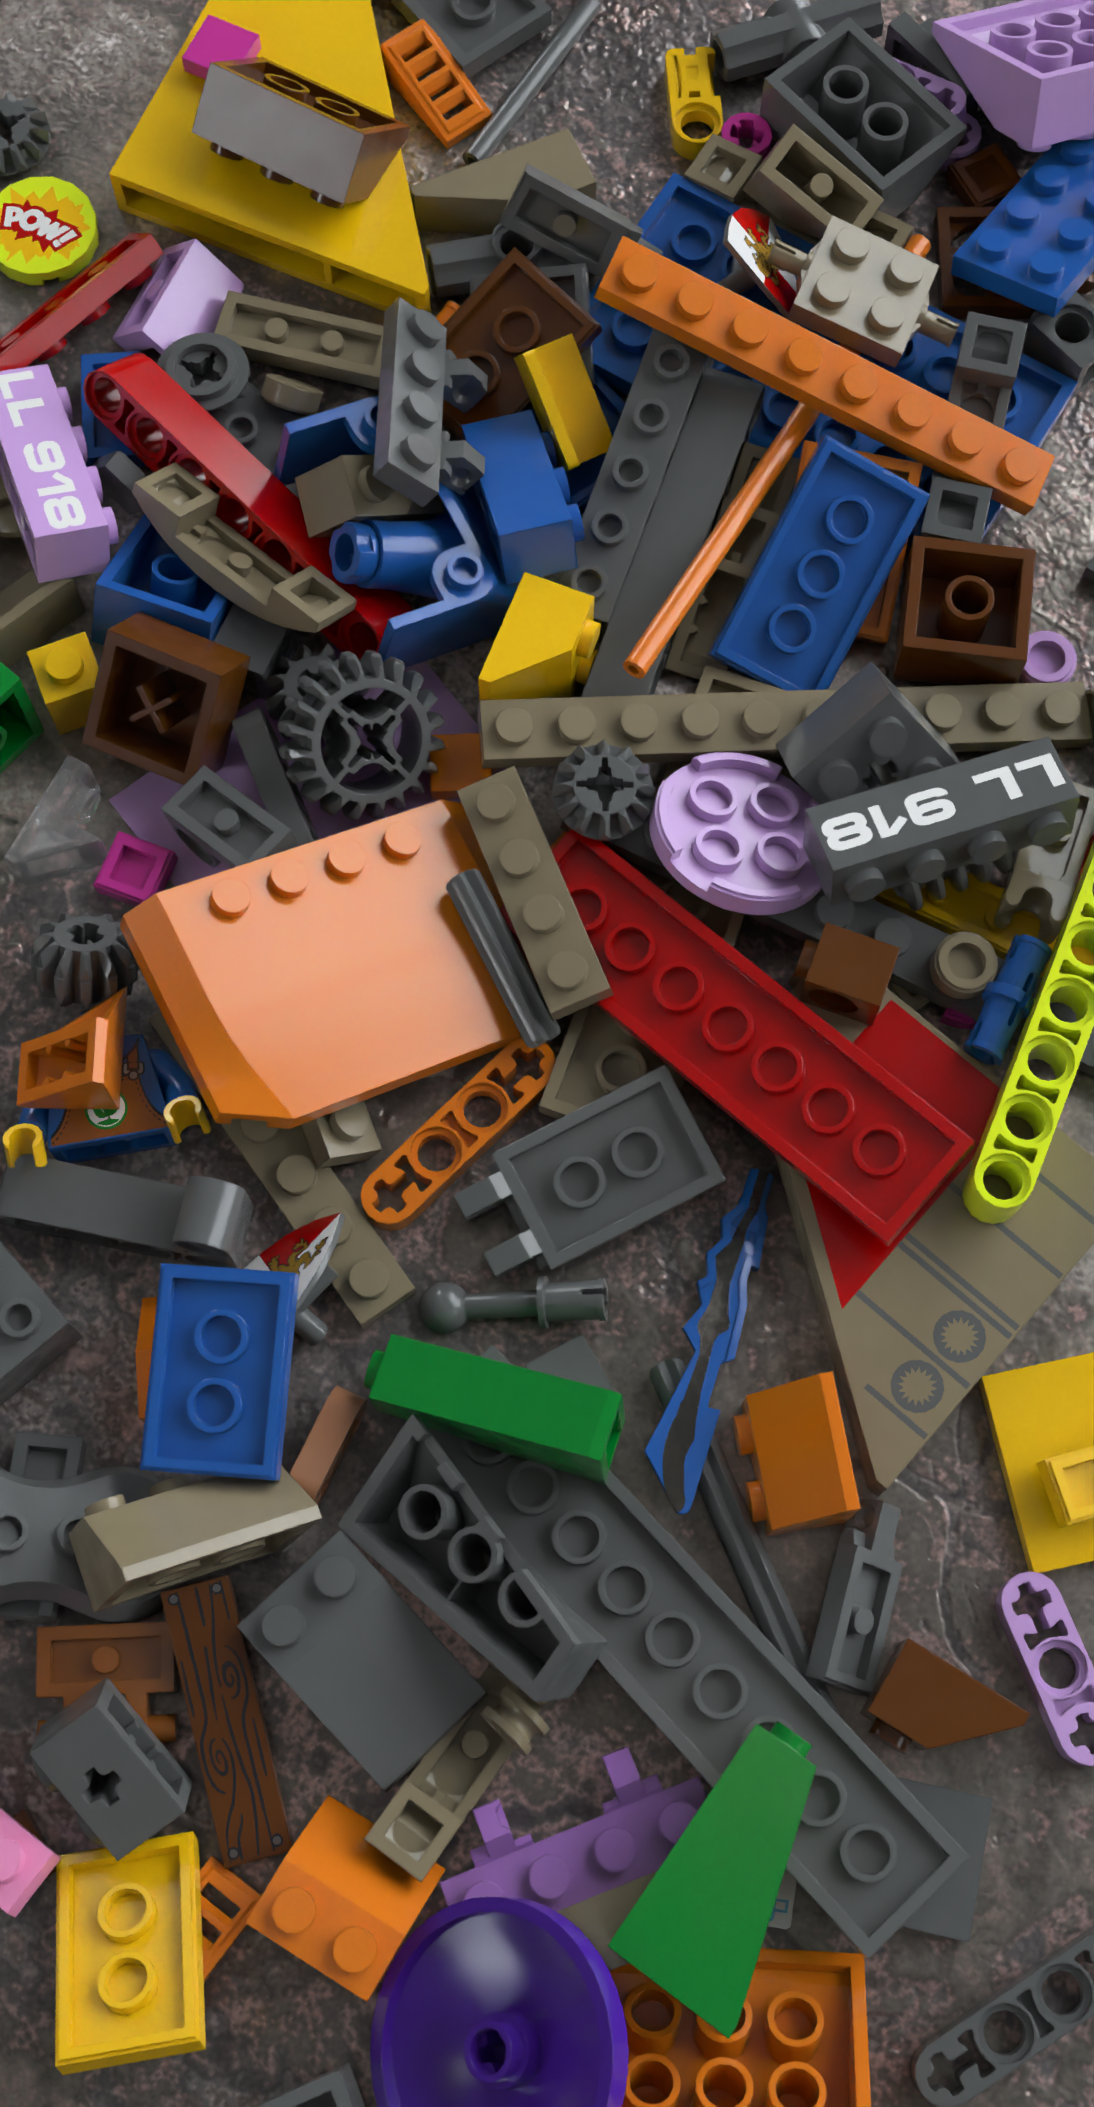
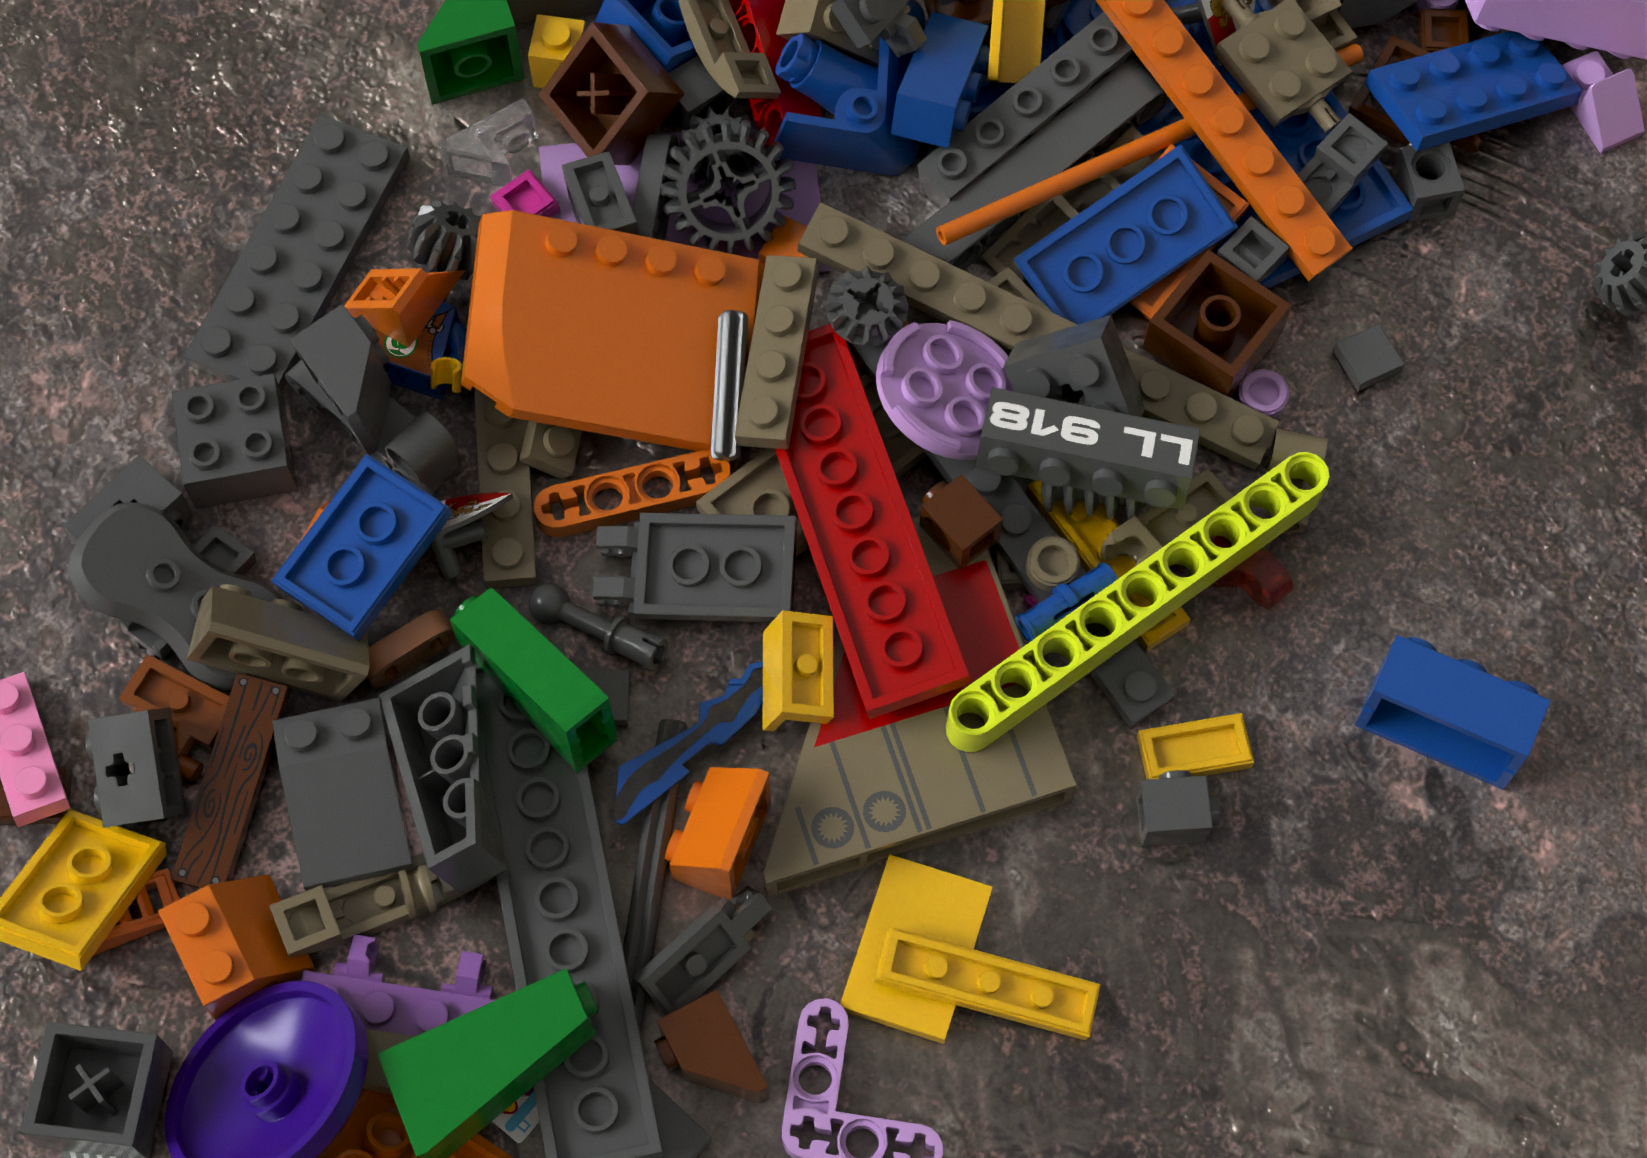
camera: 30 degrees right, 5 degrees down
(79, 1178) = (349, 371): none -> dark grey slope
(542, 643) = (889, 188): yellow slope -> none
(773, 1235) = (798, 669): none -> yellow panel

